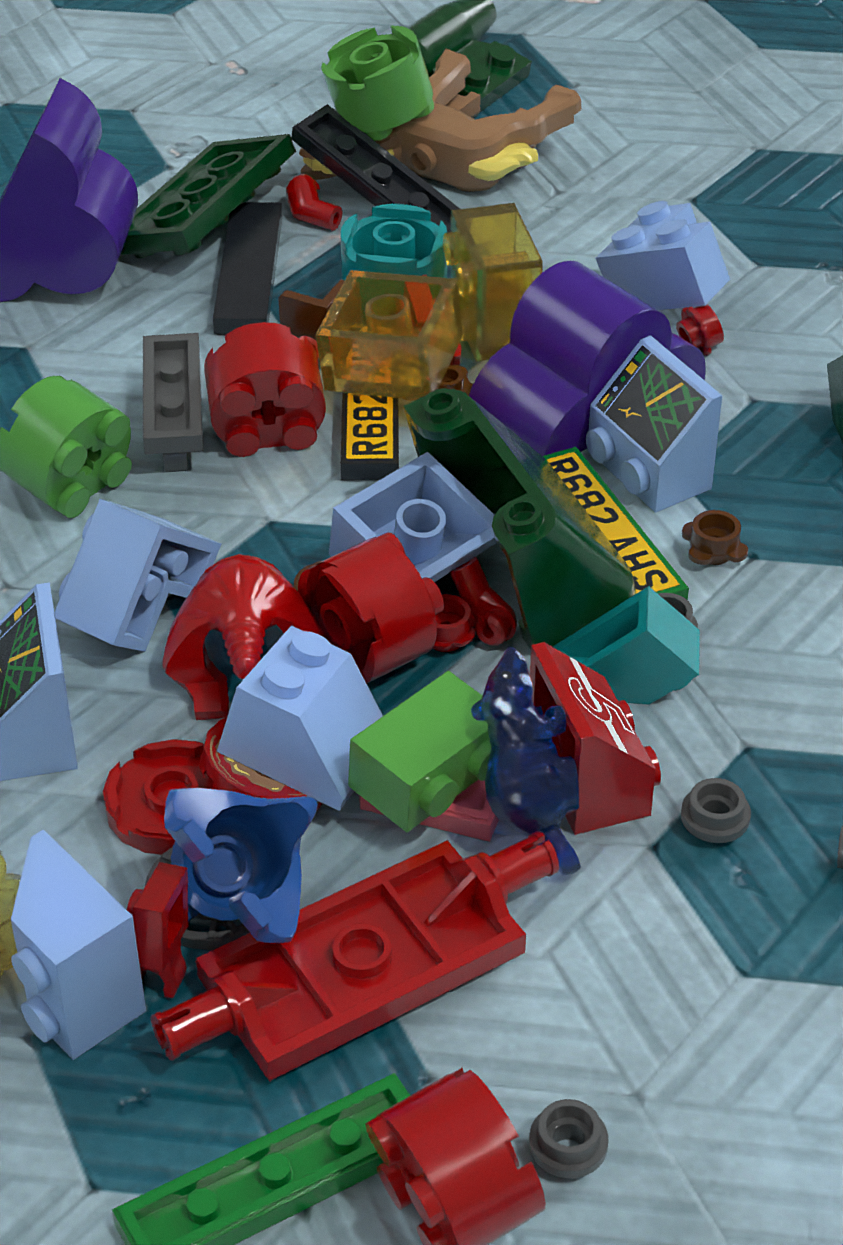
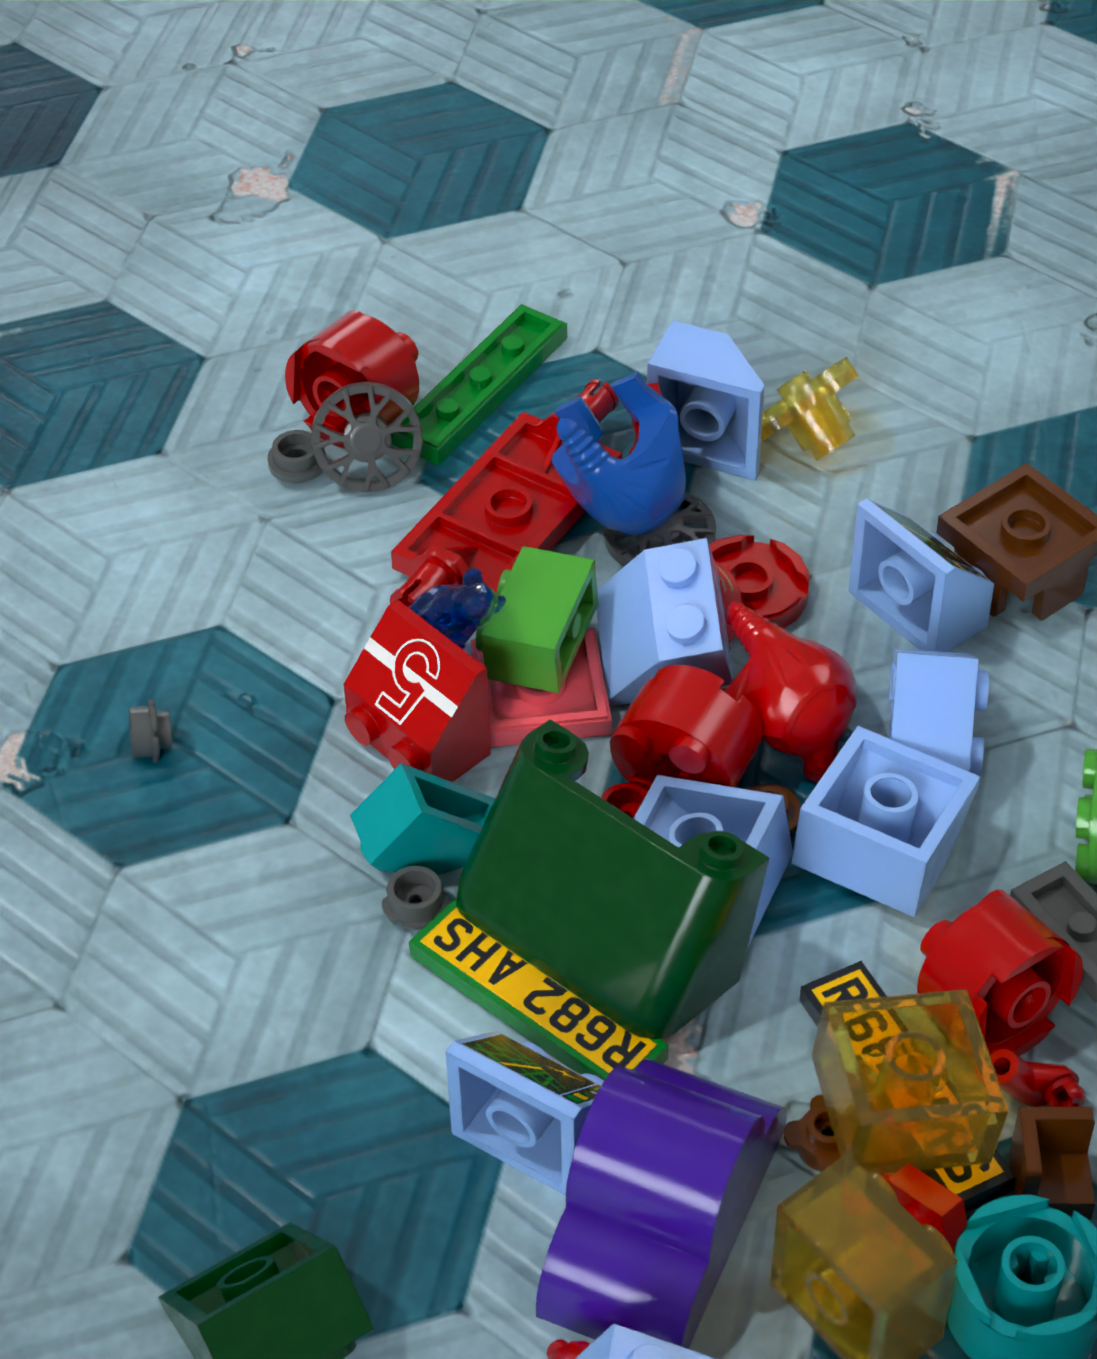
camera: 155 degrees right, 5 degrees up
(255, 505) = (883, 820): none -> light blue slope
(492, 1069) = (366, 437): none -> dark grey wheel
(714, 538) = (406, 1012): reddish brown plate -> none
(716, 811) = (287, 723): dark grey plate -> none

